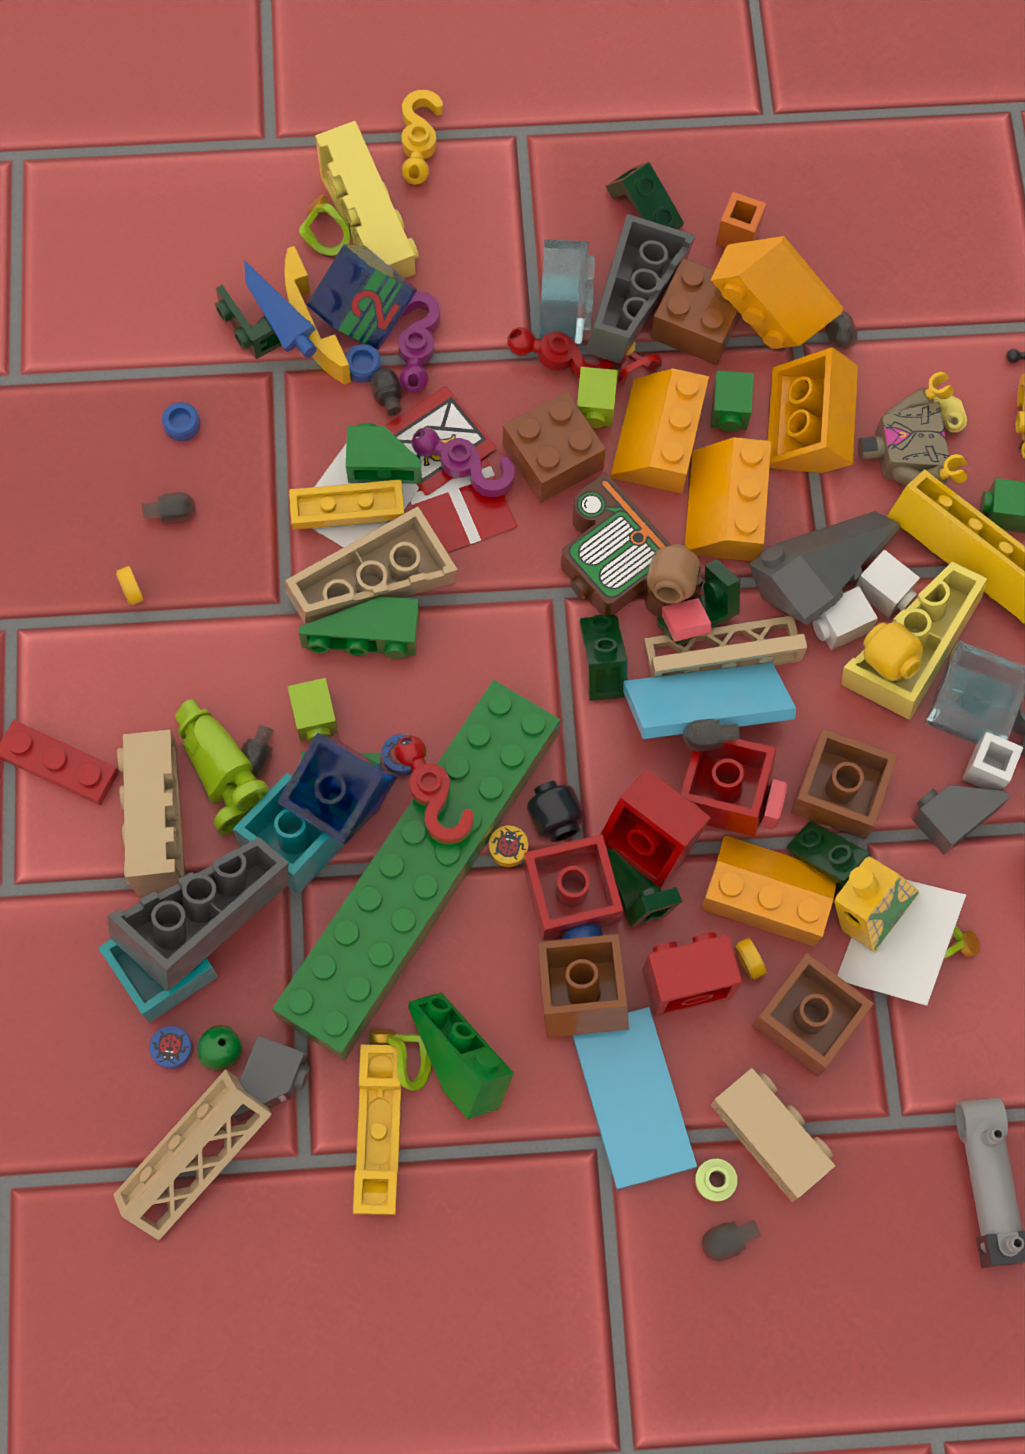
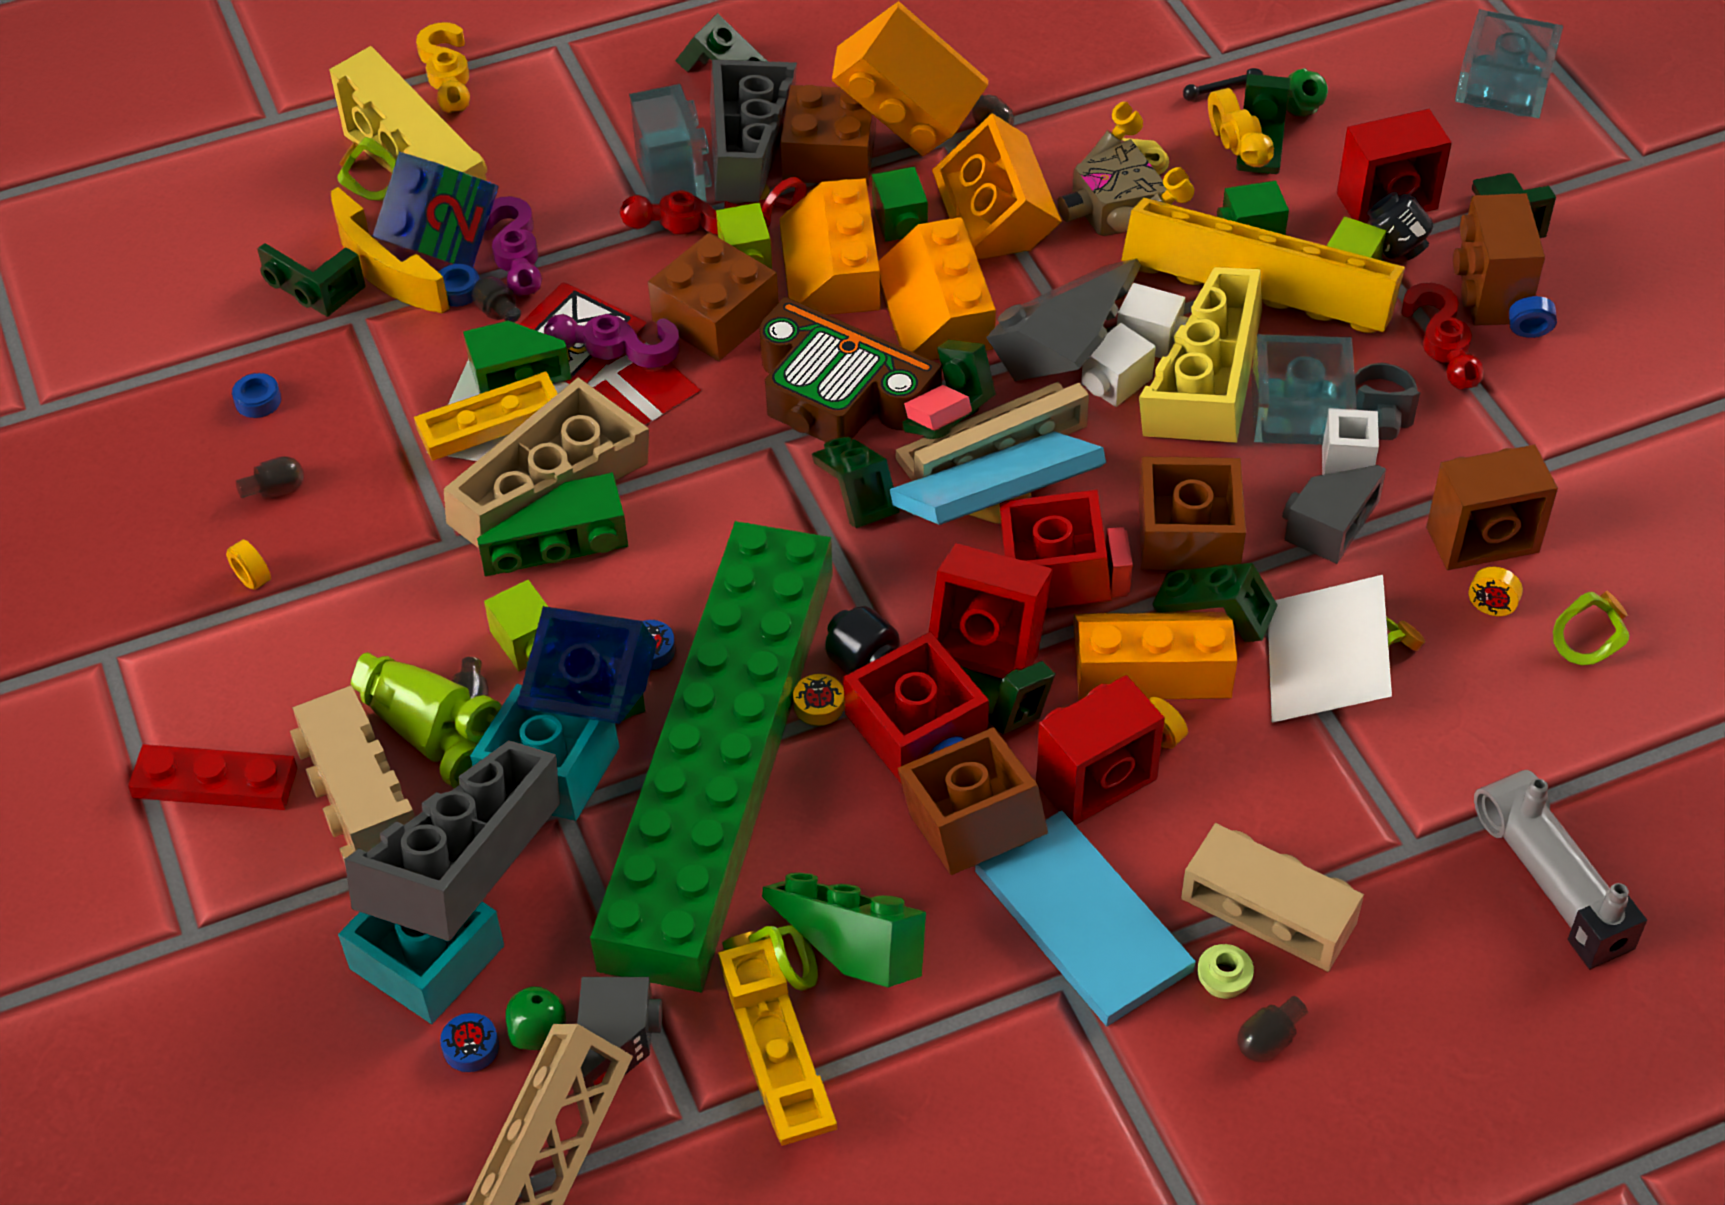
camera: 15 degrees left, 20 degrees down
(284, 319) = (353, 253): blue bar -> none
(430, 787) = (703, 636): red piece -> none
(673, 573) = (905, 358): medium nougat head -> none
(708, 734) = (1013, 495): clear smoke cylinder -> none
(740, 220) = (833, 31): orange brick -> none
(813, 1014) = (1261, 750): dark orange brick -> none
(873, 902) = (1279, 613): yellow torso -> none
(893, 651) = (1189, 353): yellow head -> none

